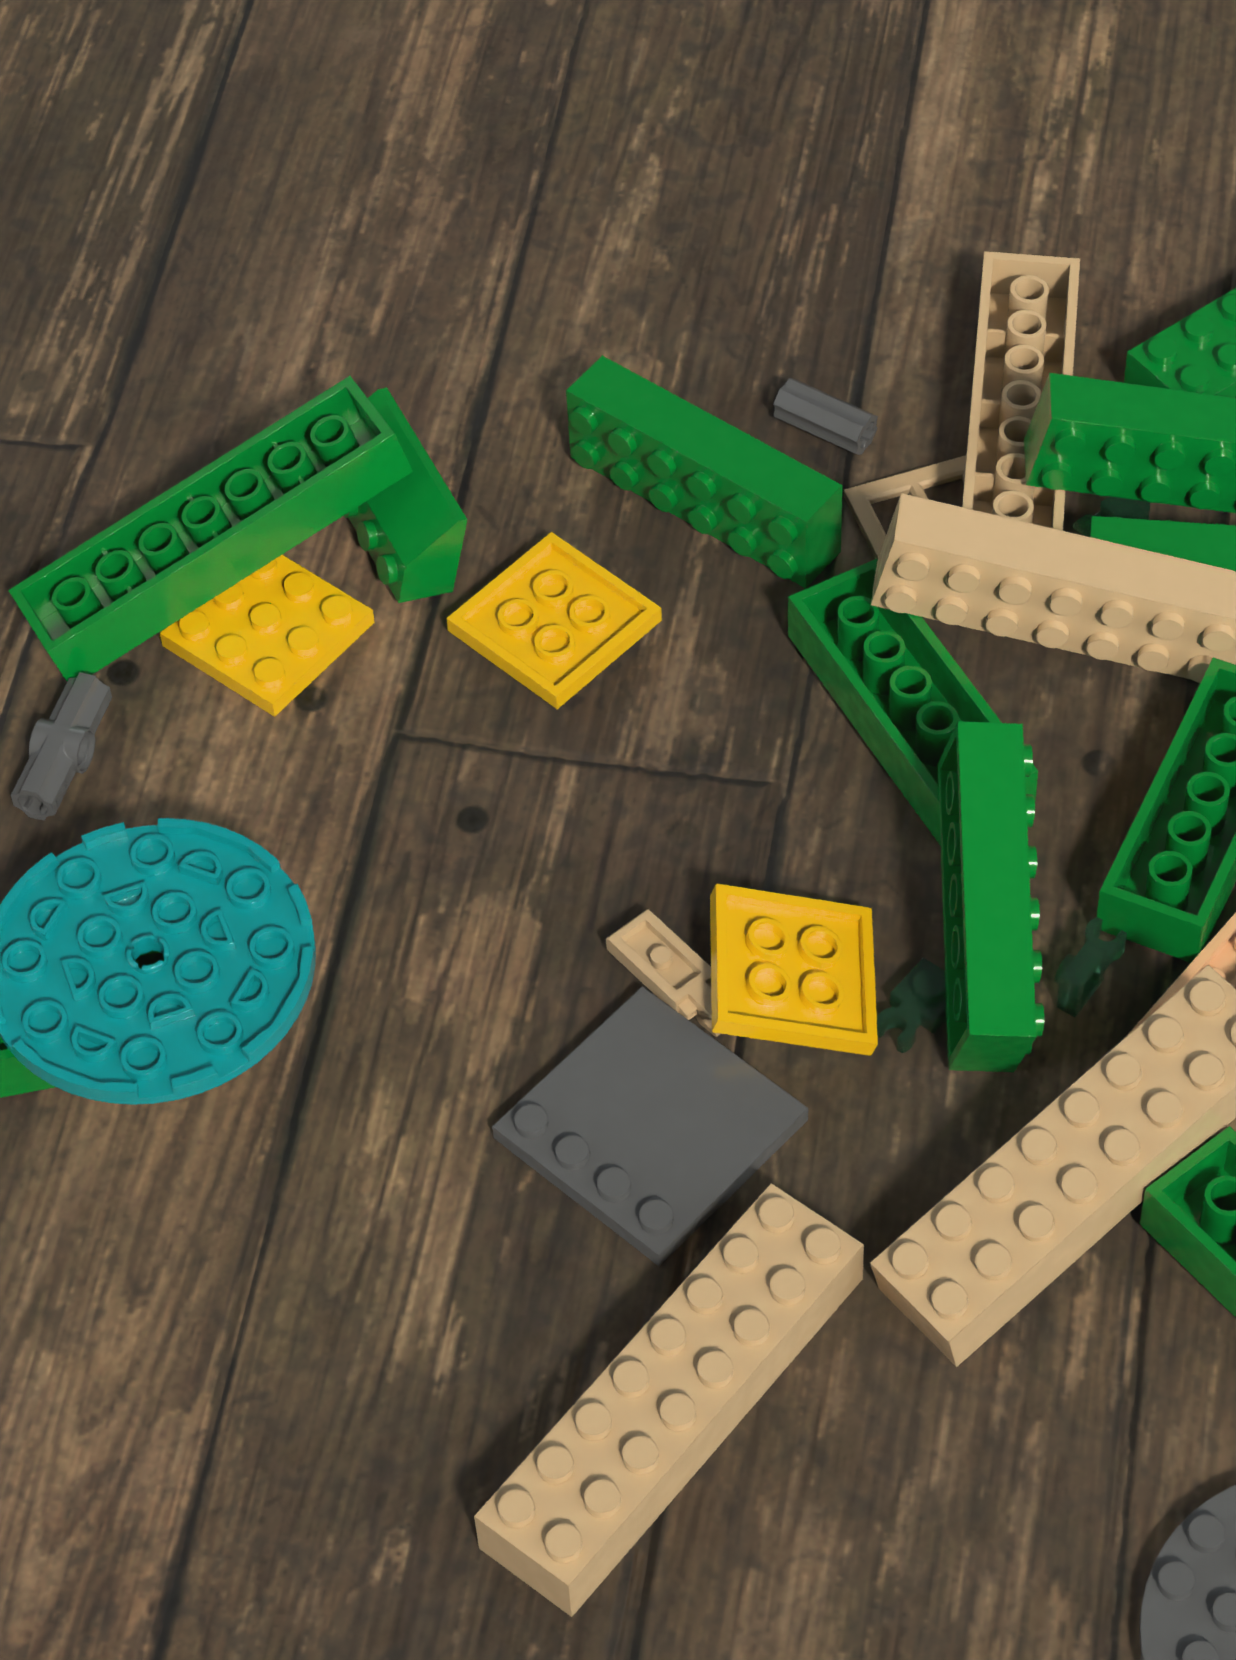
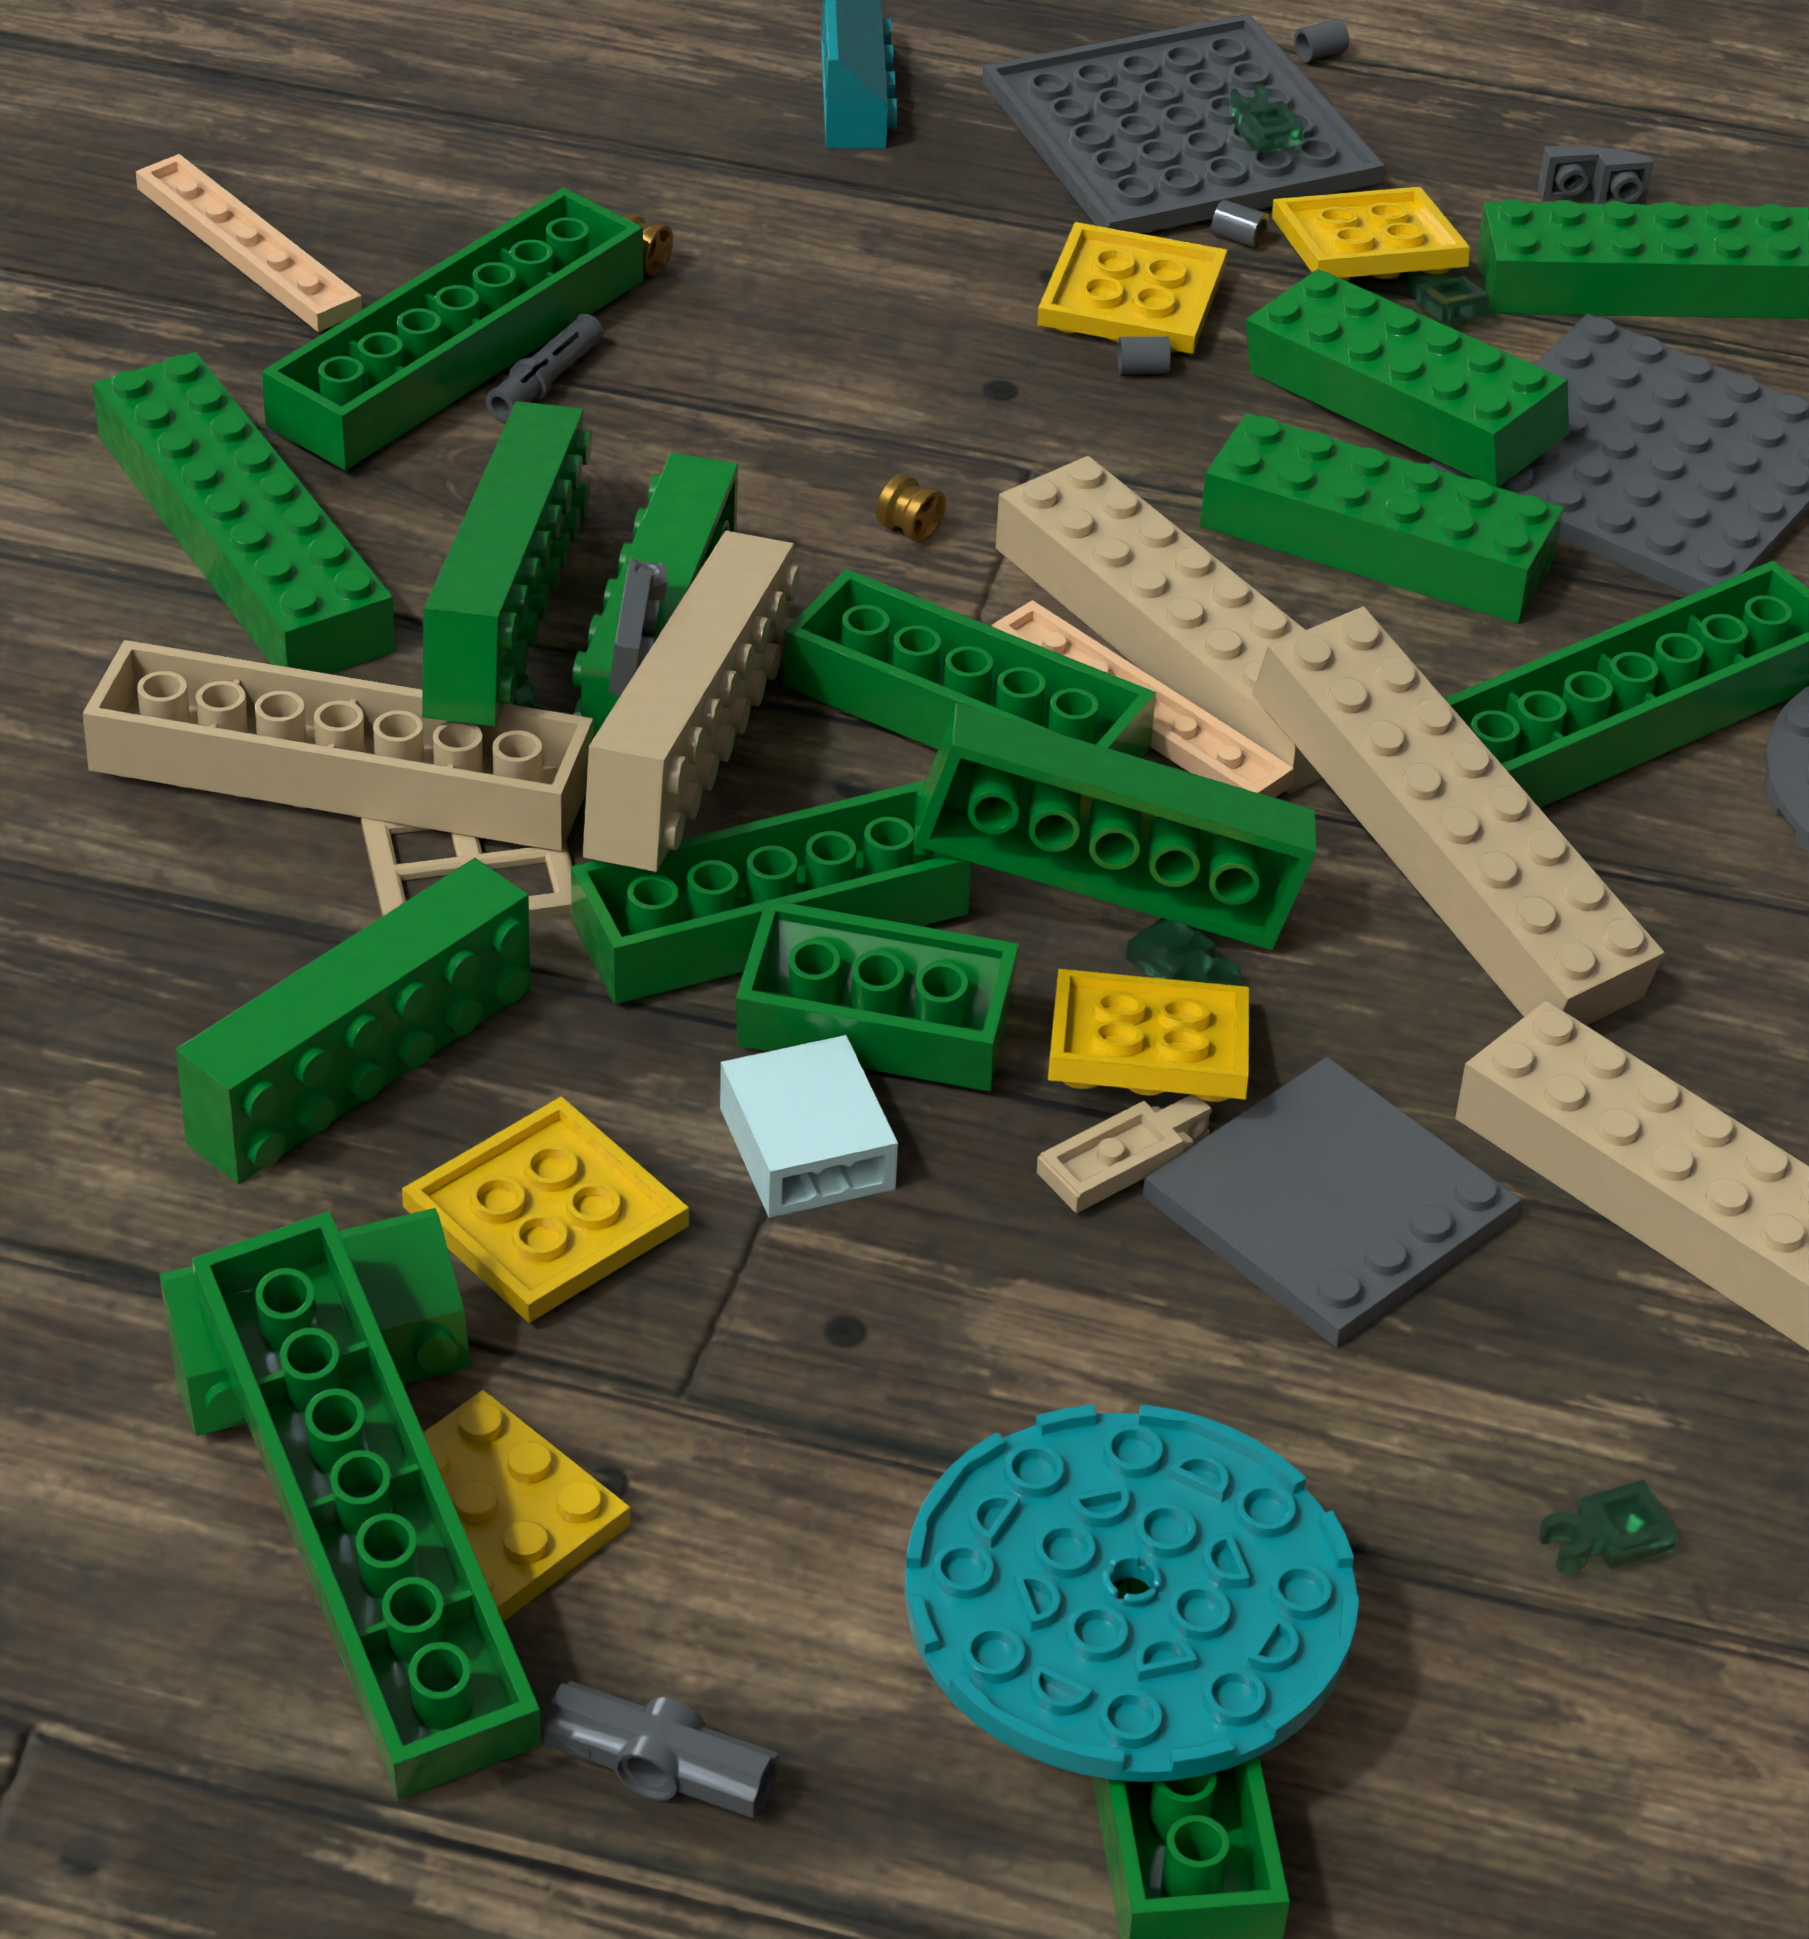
camera: 90 degrees left, 10 degrees down
(300, 1323) = (1617, 1523): none -> clear green plate
(661, 760) = (808, 1126): none -> light aqua brick
(788, 777) = (899, 991): none -> green slope
(825, 416) = (266, 922): dark grey axle -> none
(1139, 525) = (638, 617): none -> dark grey hinge

